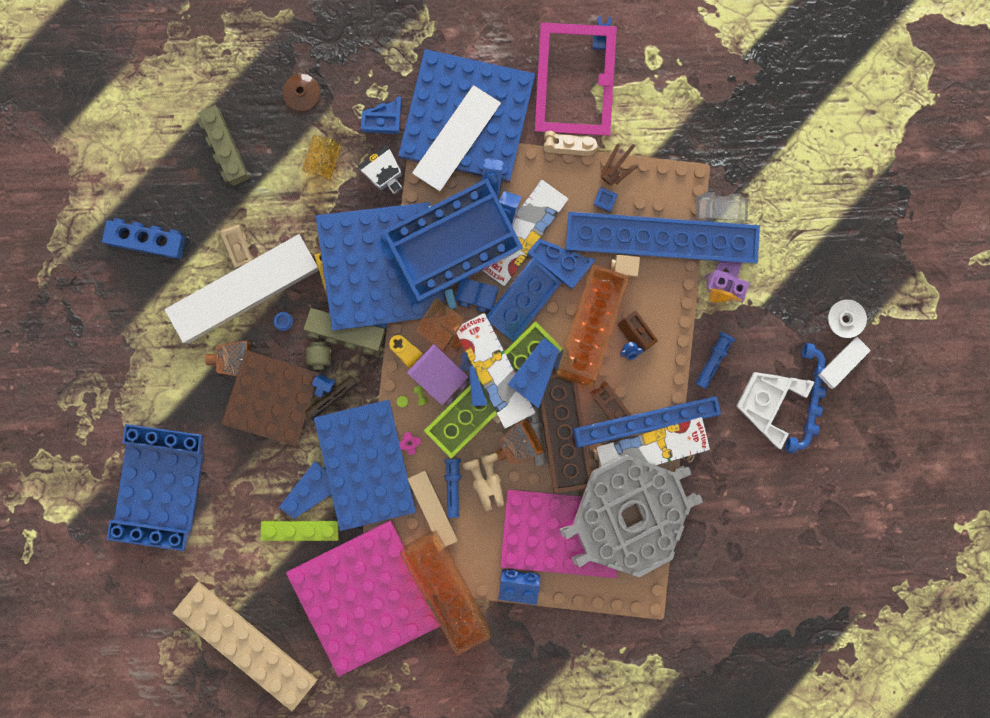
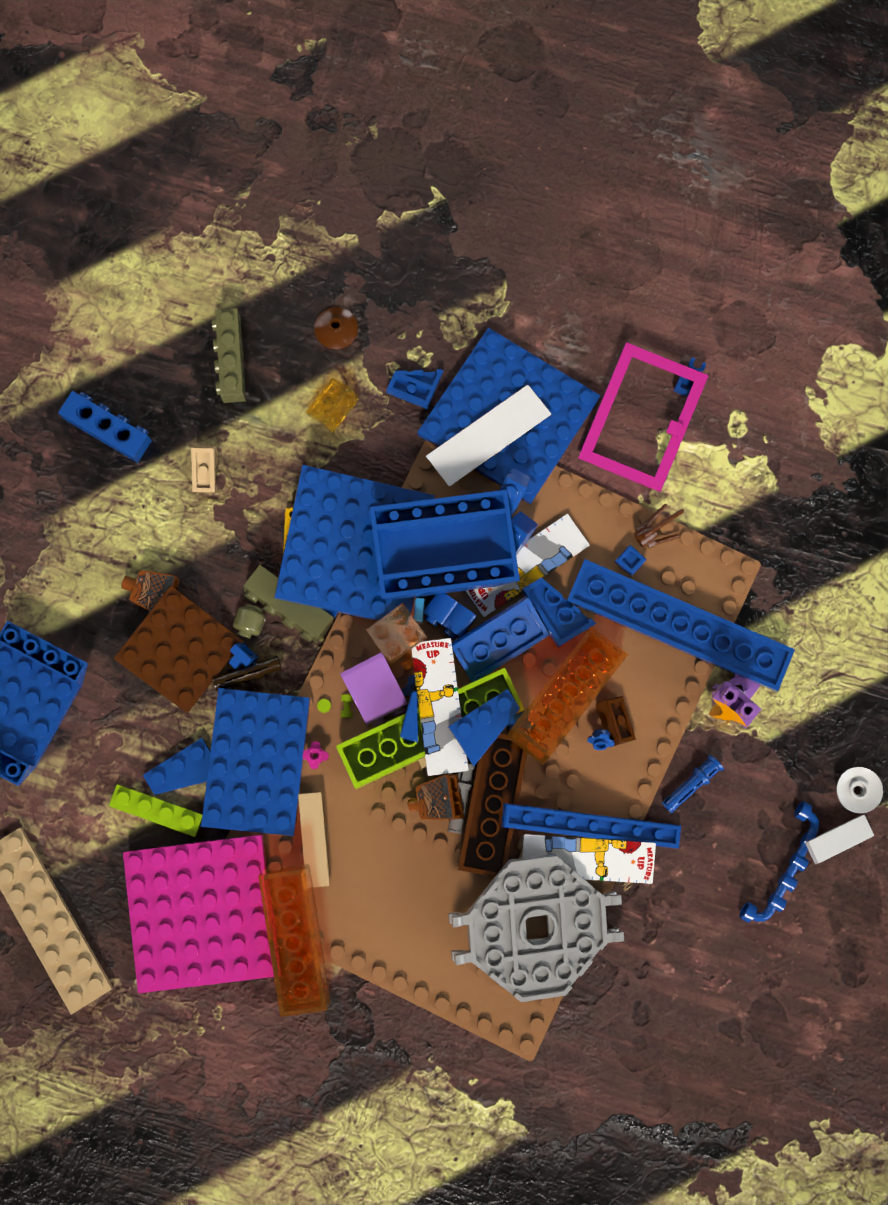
camera: 15 degrees right, 5 degrees down
(242, 289) = (191, 518): white tile -> none
(283, 321) = (224, 569): blue plate -> none
(382, 170) = (394, 442): torso -> none
(408, 353) = (349, 654): yellow piece -> none
(452, 477) = (349, 811): blue pin -> none
(486, 487) = (386, 836): tan piece -> none
(519, 587) = (380, 964): blue bracket -> none
(534, 536) = (417, 910): dark pink plate -> none
(569, 144) = (611, 485): tan plate -> none
(611, 406) = (557, 794): reddish brown plate -> none
(626, 265) = (628, 641): tan brick -> none
(726, 208) = (765, 618): clear brick -> none
(763, 398) = (733, 847): white wing -> none

